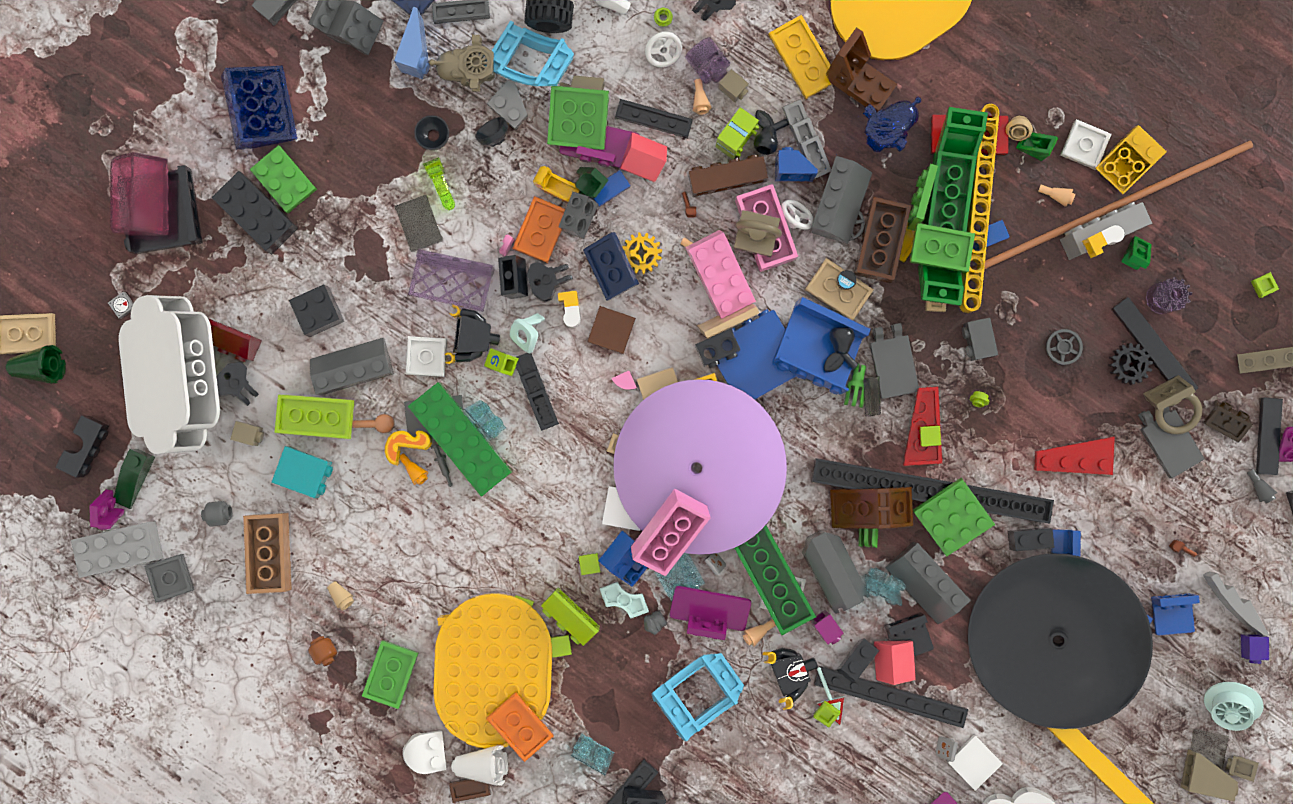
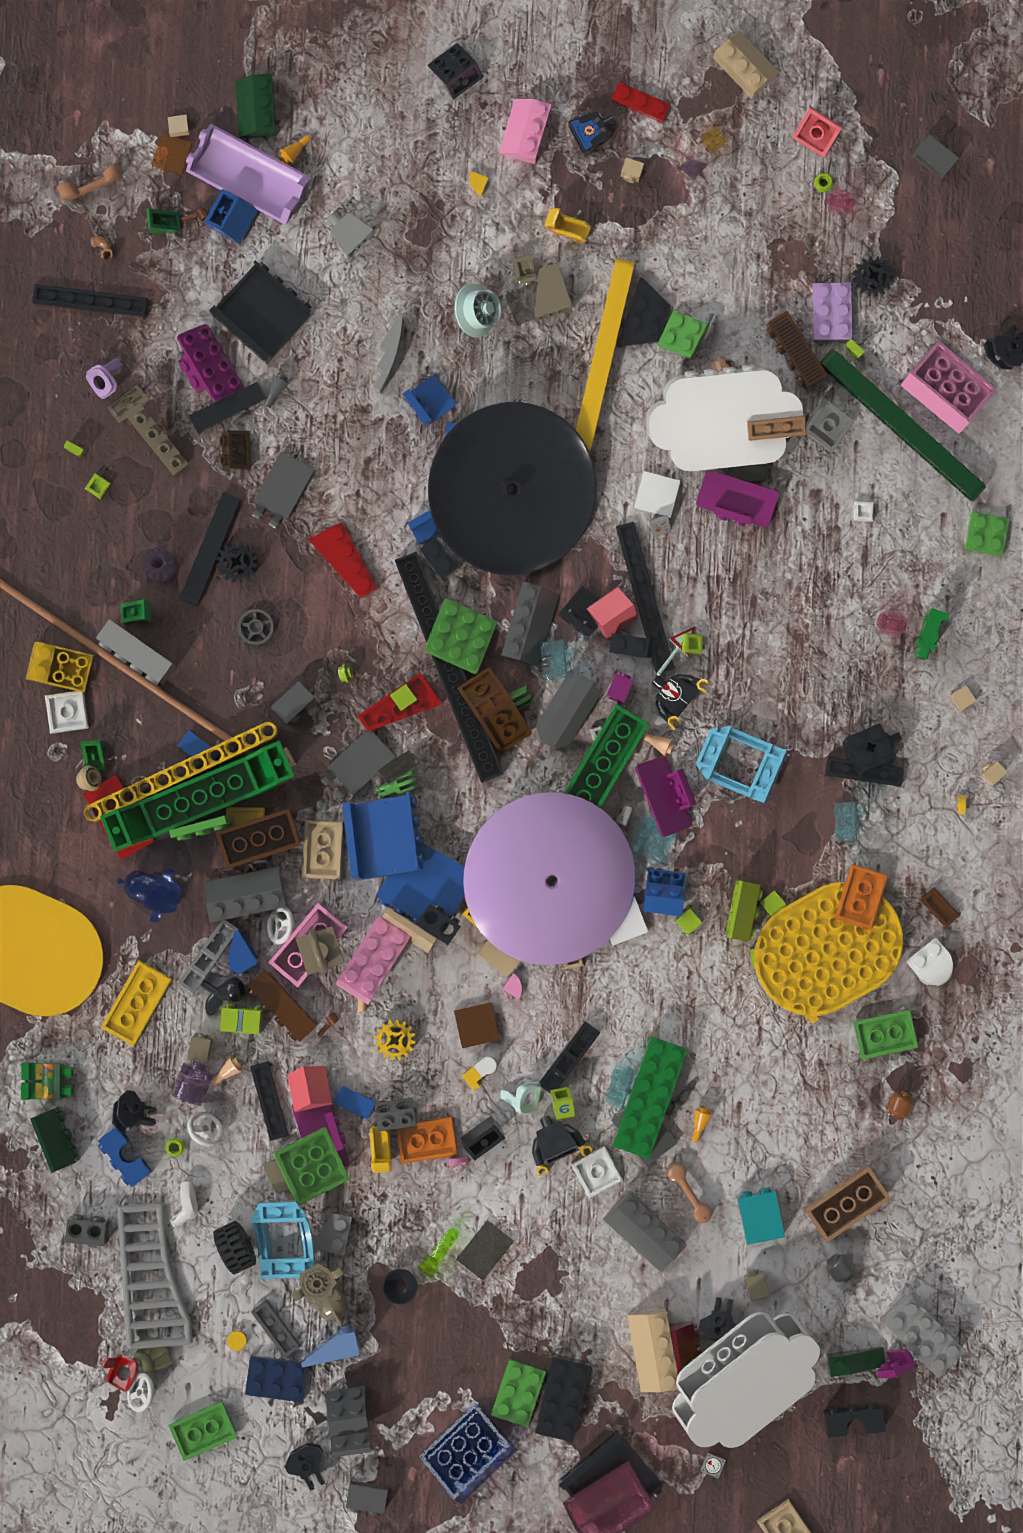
camera: 120 degrees left, 0 degrees up
(38, 365) = (809, 1504): dark green cone -> none
(169, 578) = (920, 1275): dark grey tile -> none
(246, 312) = (653, 1351): none -> tan slope
(314, 416) = (706, 1234): lime hinge -> none
(316, 310) = (615, 1290): black brick -> none
(340, 596) = (845, 1118): tan cone -> none
(405, 439) = (678, 1143): yellow animal -> none
(455, 264) = (501, 1191): clear purple fence -> none
(482, 765) = (912, 909): white cone -> none
(492, 132) = (367, 1234): black piece -> none
(548, 280) = (466, 1106): black hinge -> none
(590, 181) = (361, 1121): dark green panel -> none
(611, 266) = (422, 1059): dark blue plate -> none
(632, 603) = (700, 864): light aqua tile -> none
(654, 622) = (704, 835): dark grey arm -> none
(670, 532) = (620, 870): bright pink brick -> none
(841, 340) = (367, 821): black piece -> none
(846, 280) = (311, 848): tile -> none
(856, 77) = (128, 943): reddish brown bracket -> none
(942, 247) = (237, 784): bright green plate -> none
(1061, 195) = (125, 707): light nougat cone -> none
(1108, 236) = (145, 651): leg -> none
(1170, 394) = (245, 515): dark tan tile -> none
(1177, 546) = (368, 430): copper hand -> none
(1254, 648) = (417, 316): dark purple brick -> none

